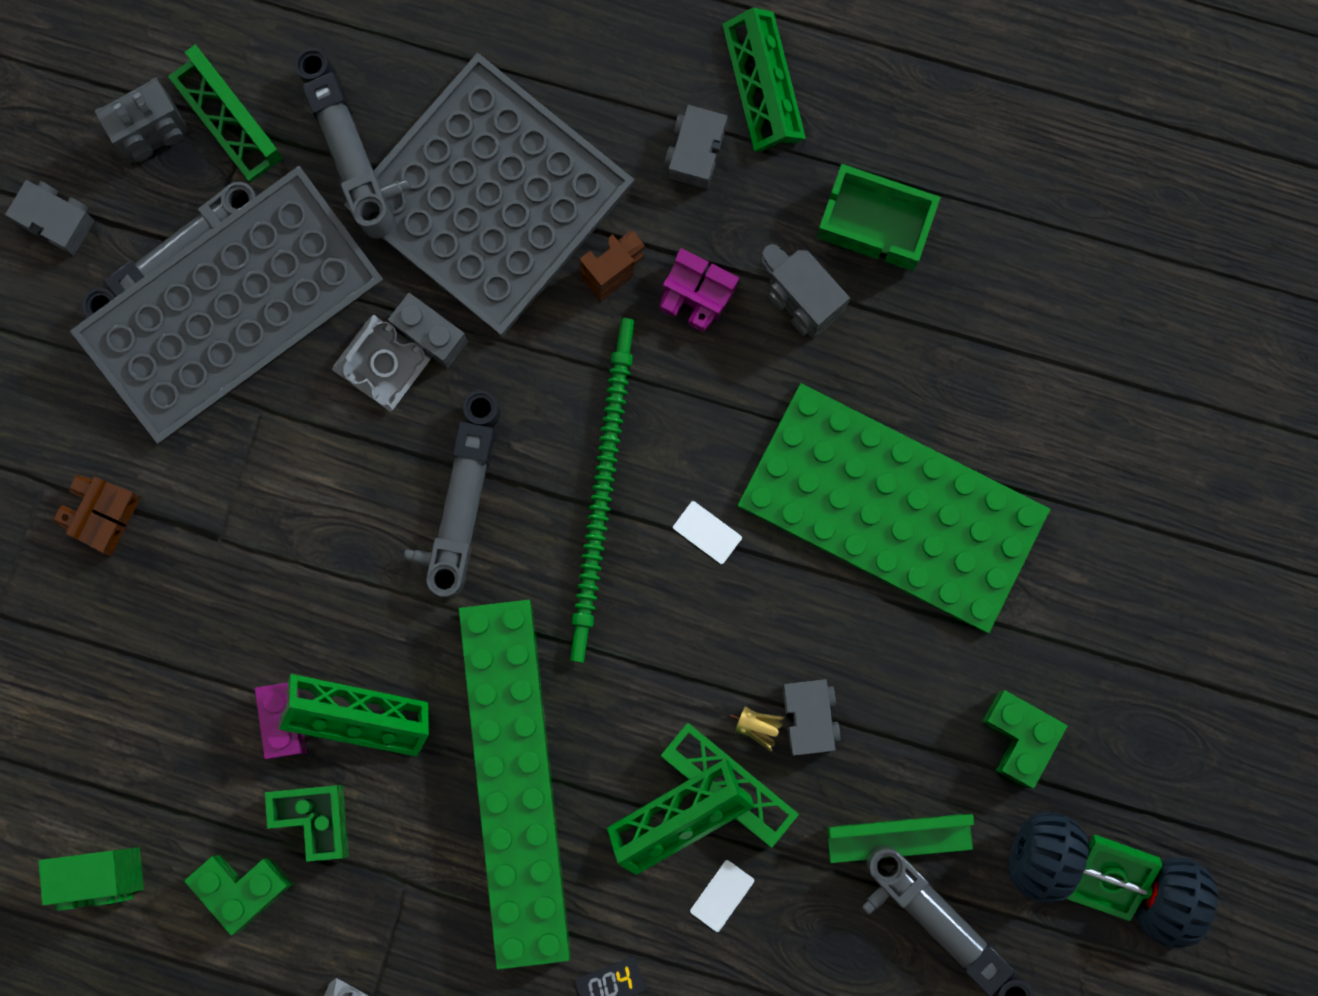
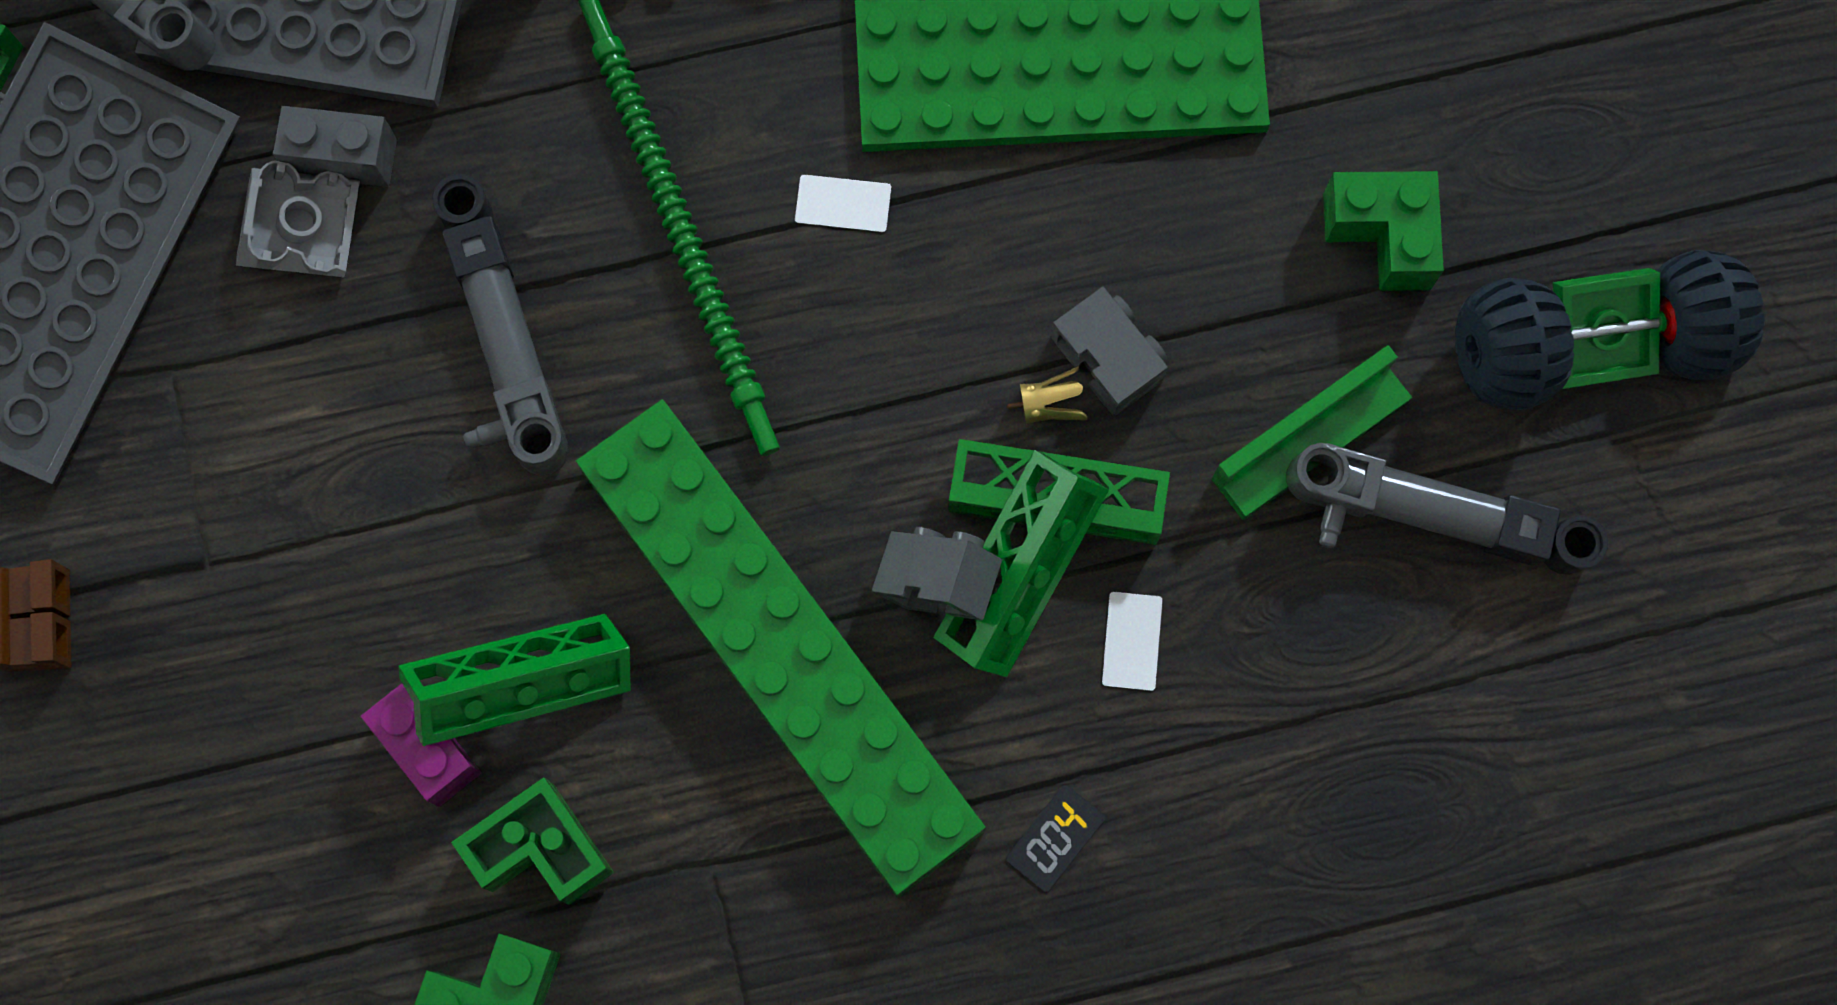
camera: 30 degrees left, 5 degrees down
(627, 796) = (935, 570): none -> dark grey brick

